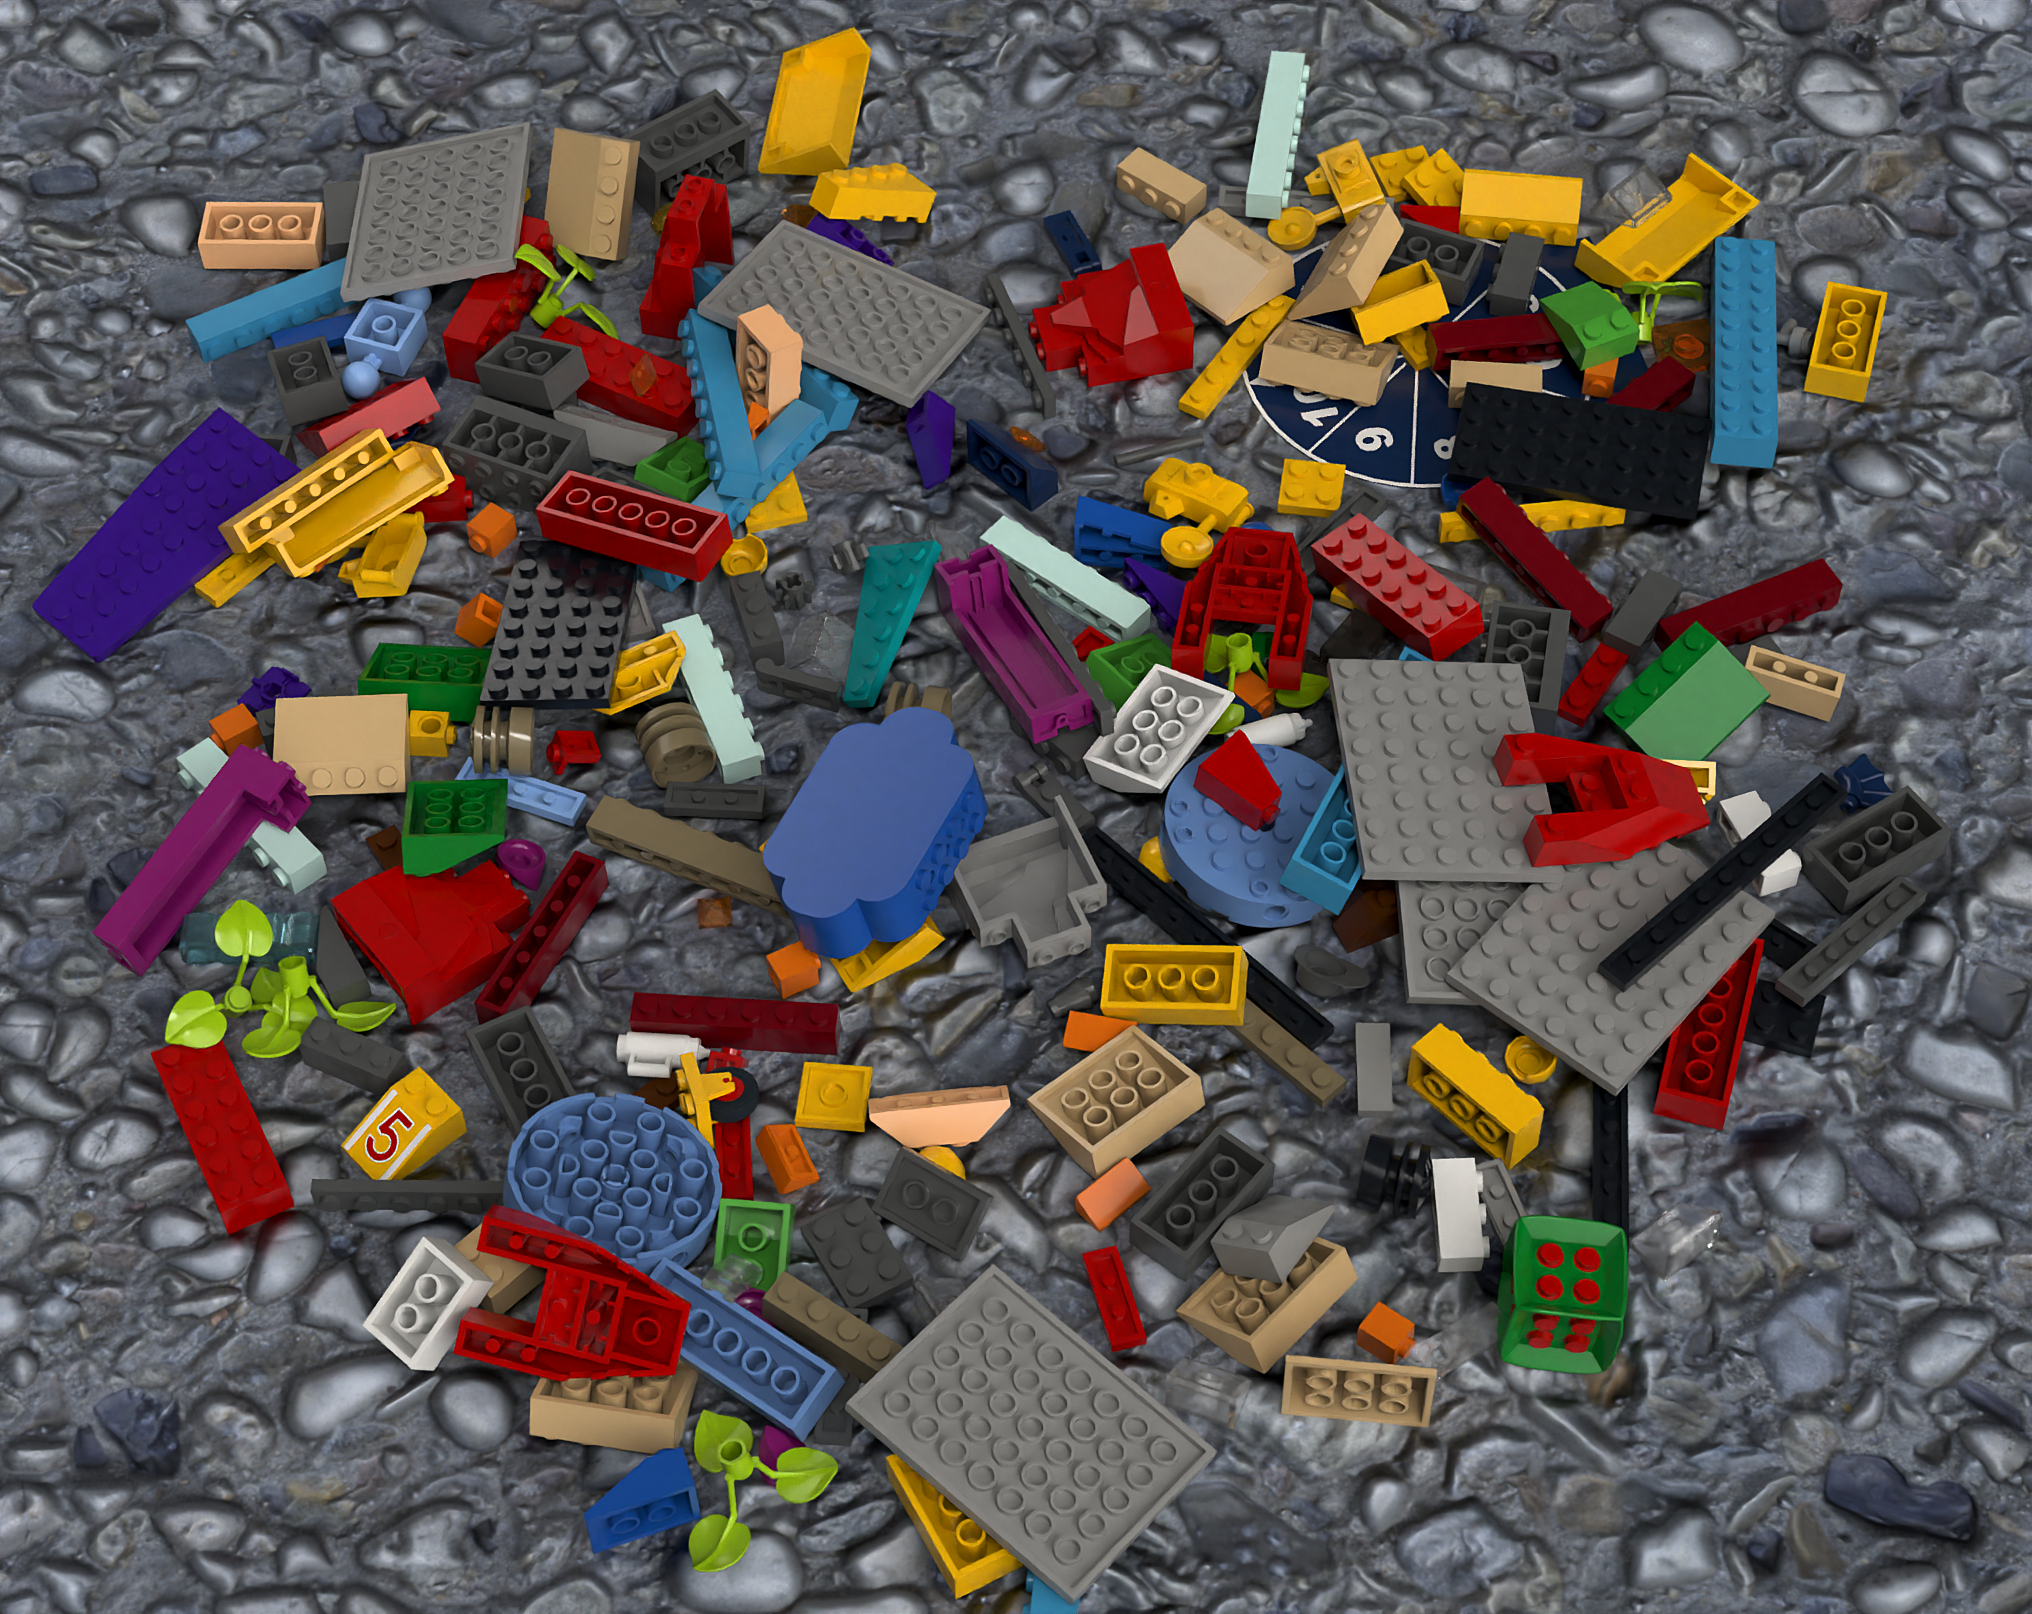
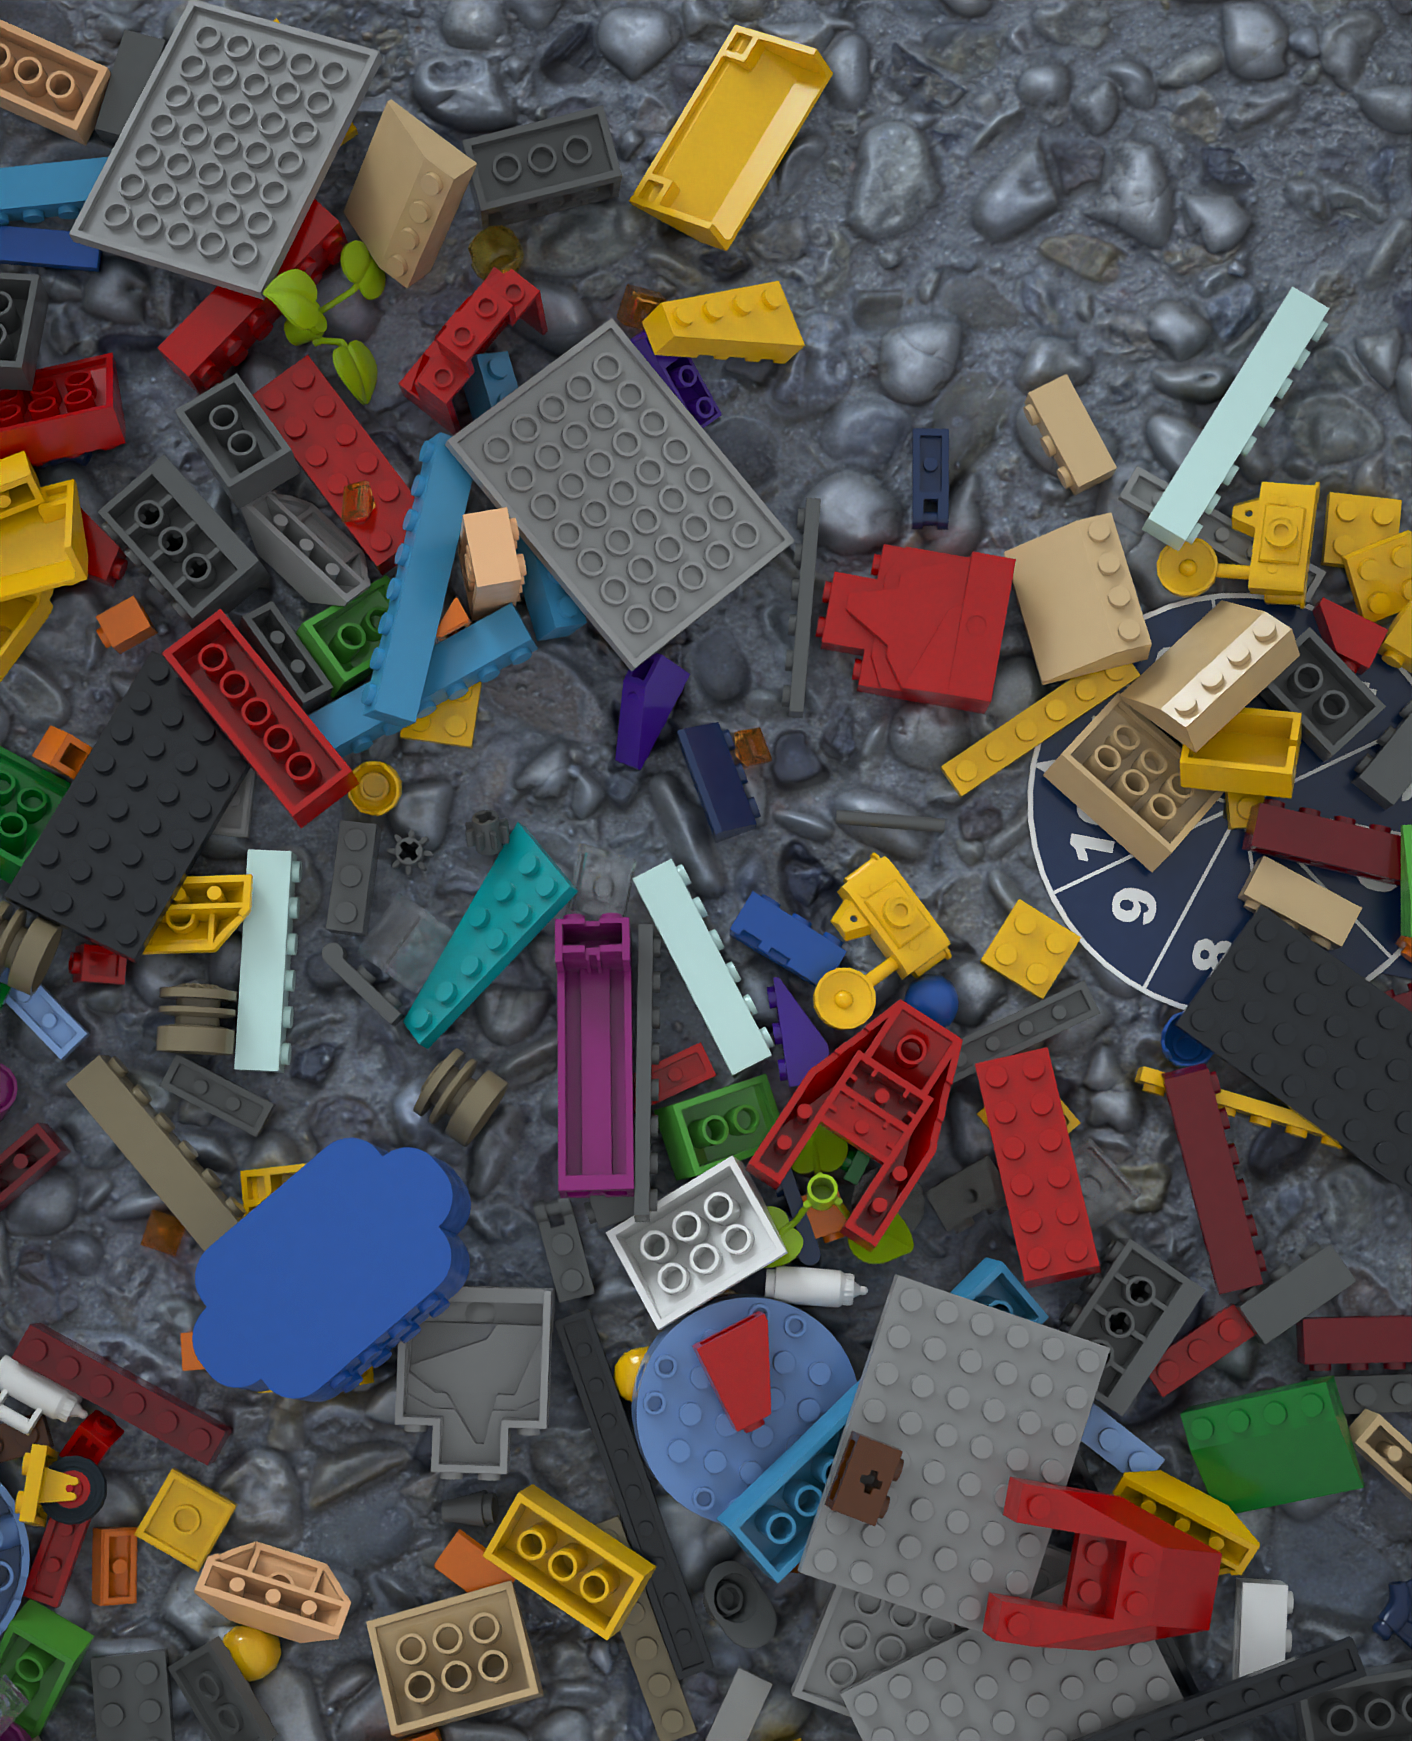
camera: 25 degrees right, 30 degrees up
(384, 339) = (111, 298): light blue brick -> none
(1379, 779) = (865, 1457): none -> reddish brown brick

